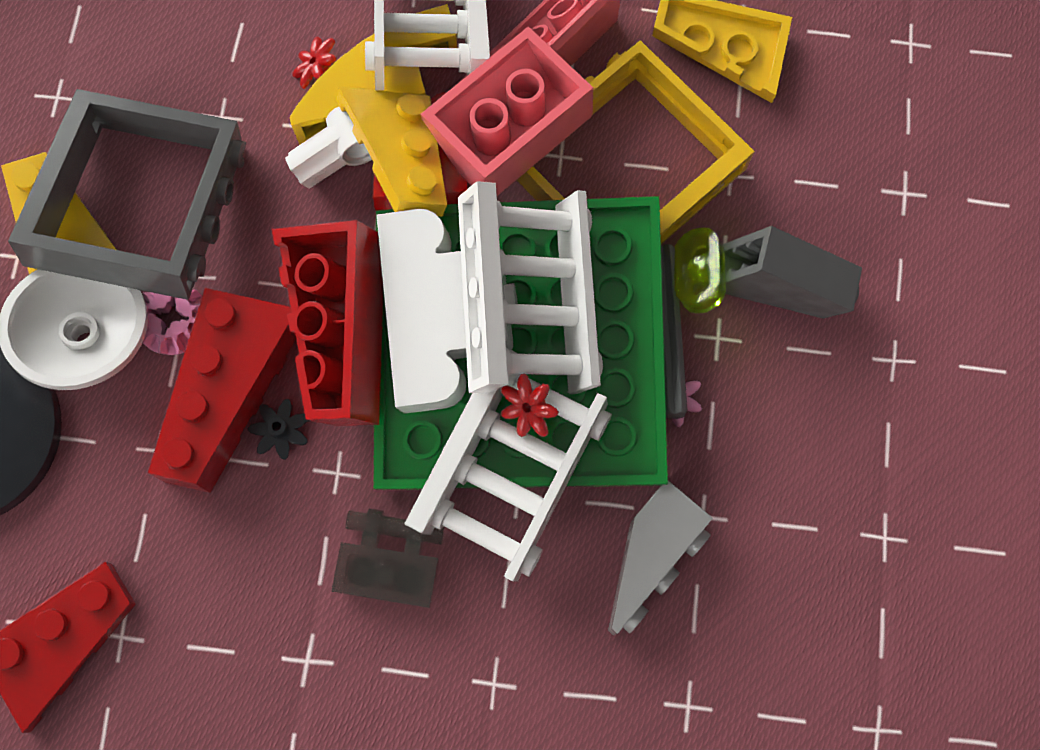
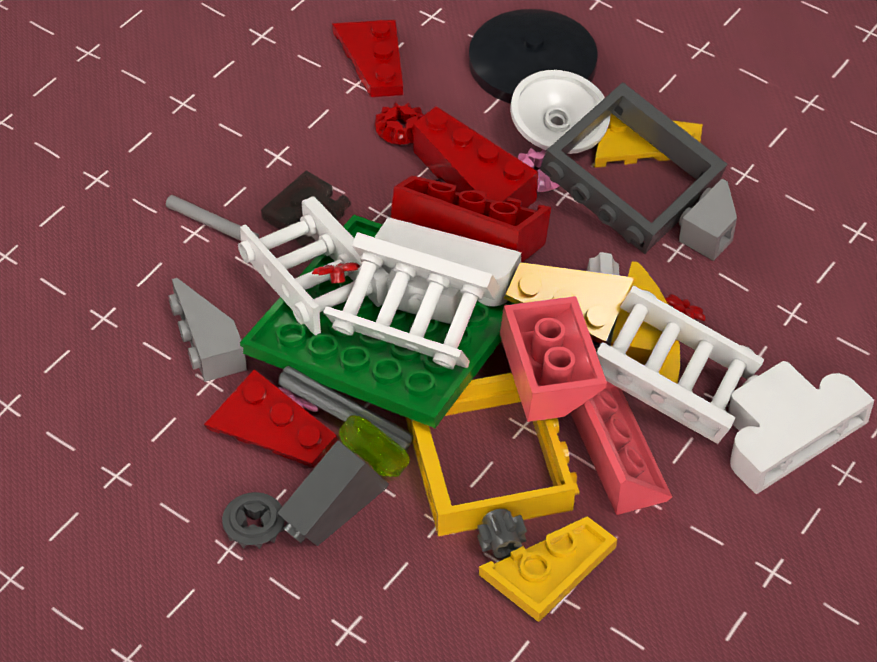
camera: 120 degrees right, 25 degrees down
(166, 79) = (711, 222): none -> light grey slope
(196, 529) = (391, 130): none -> red gear
(467, 671) = (204, 217): none -> light grey bar
(726, 91) = (501, 532): none -> dark grey gear
(726, 403) = (272, 420): none -> red wing
(871, 338) = (254, 506): none -> dark grey gear

